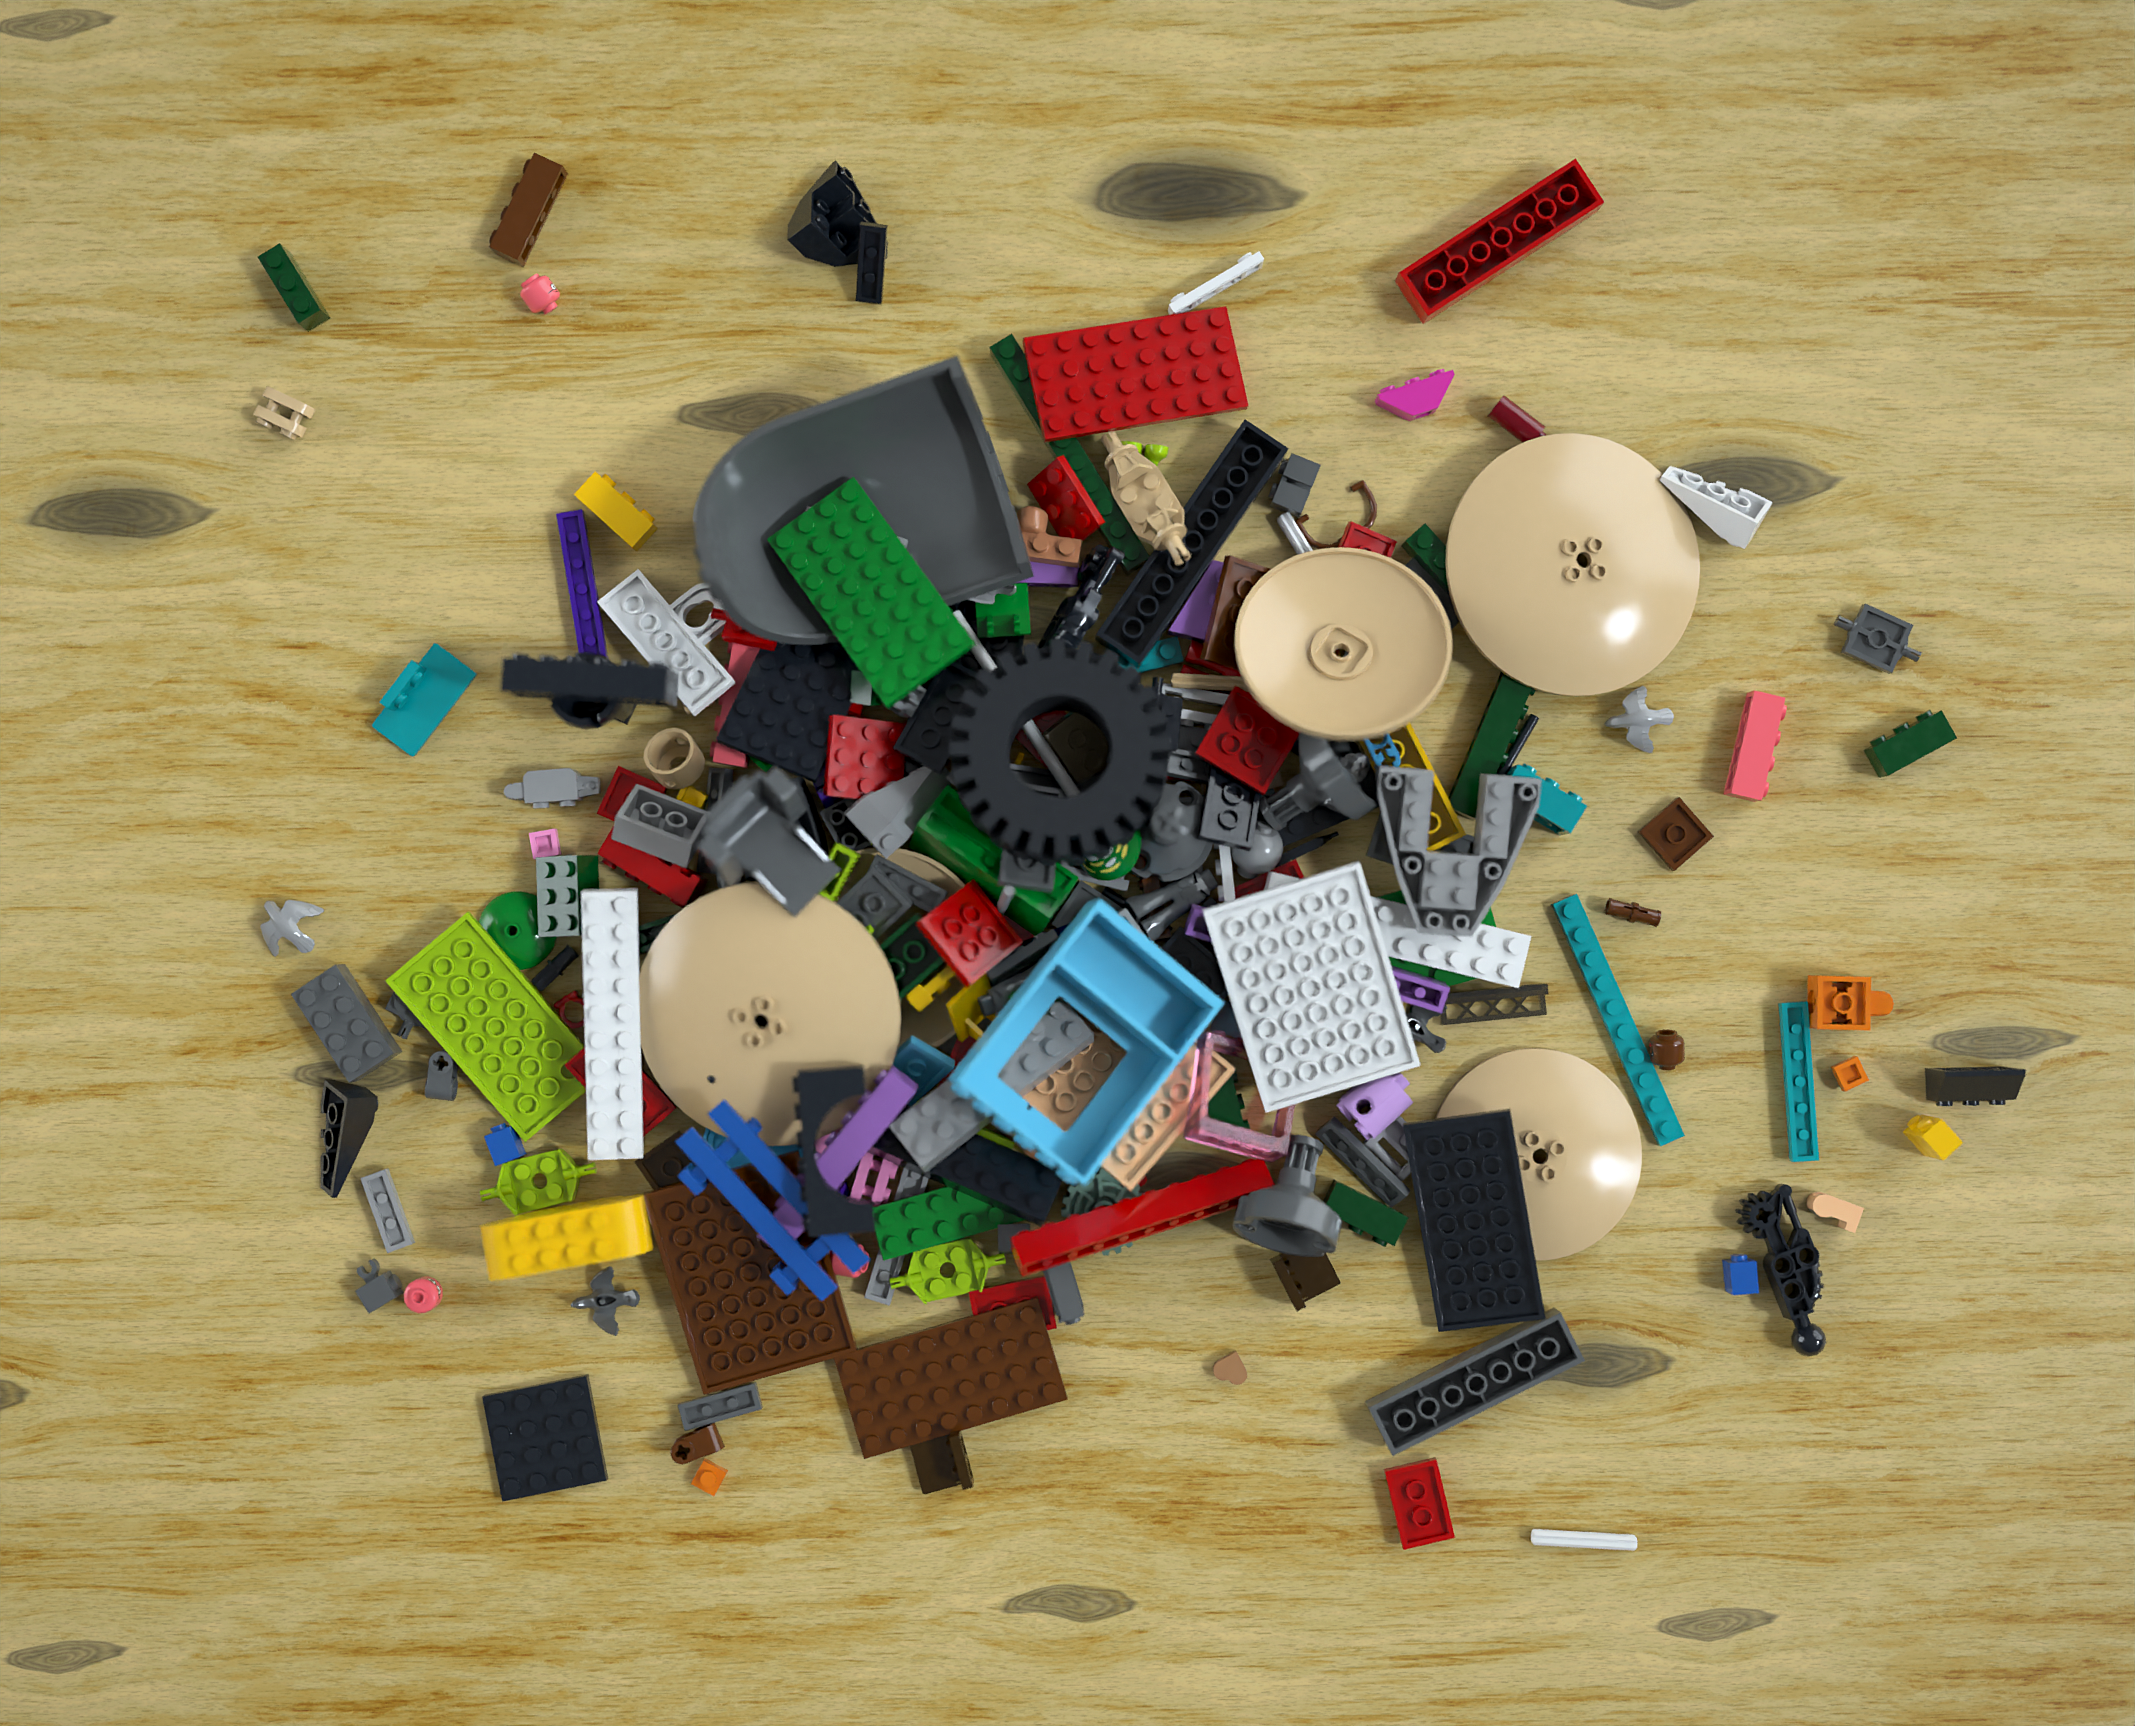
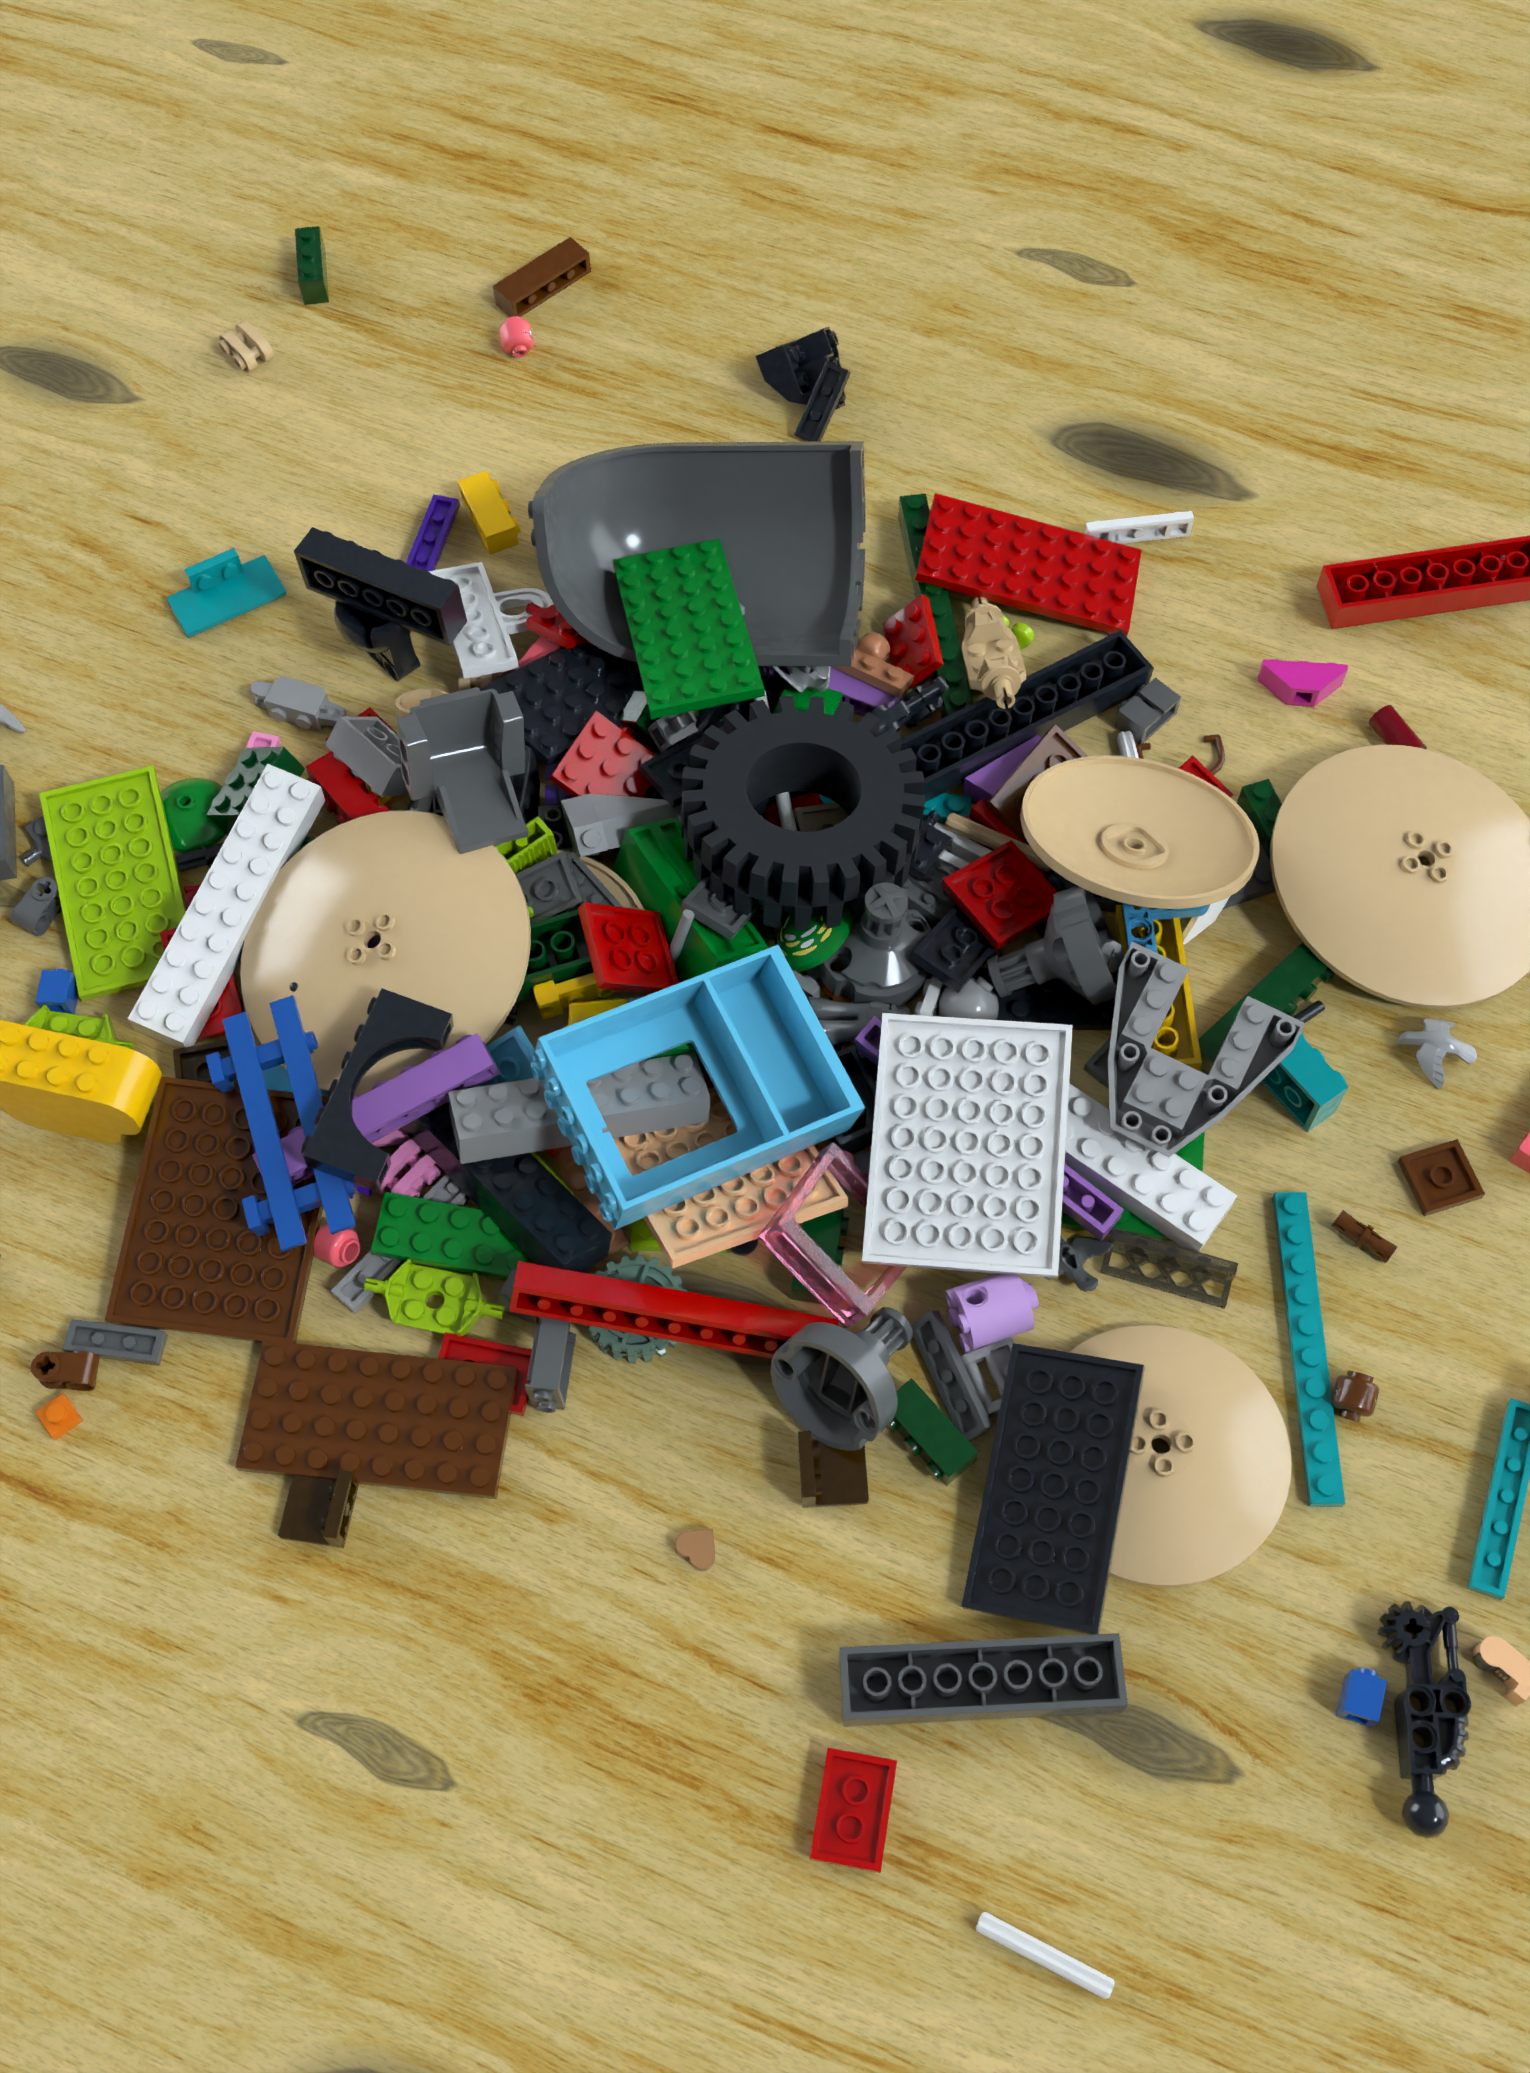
camera: 25 degrees right, 25 degrees down
(606, 1300) = (65, 1182): dark grey animal -> none

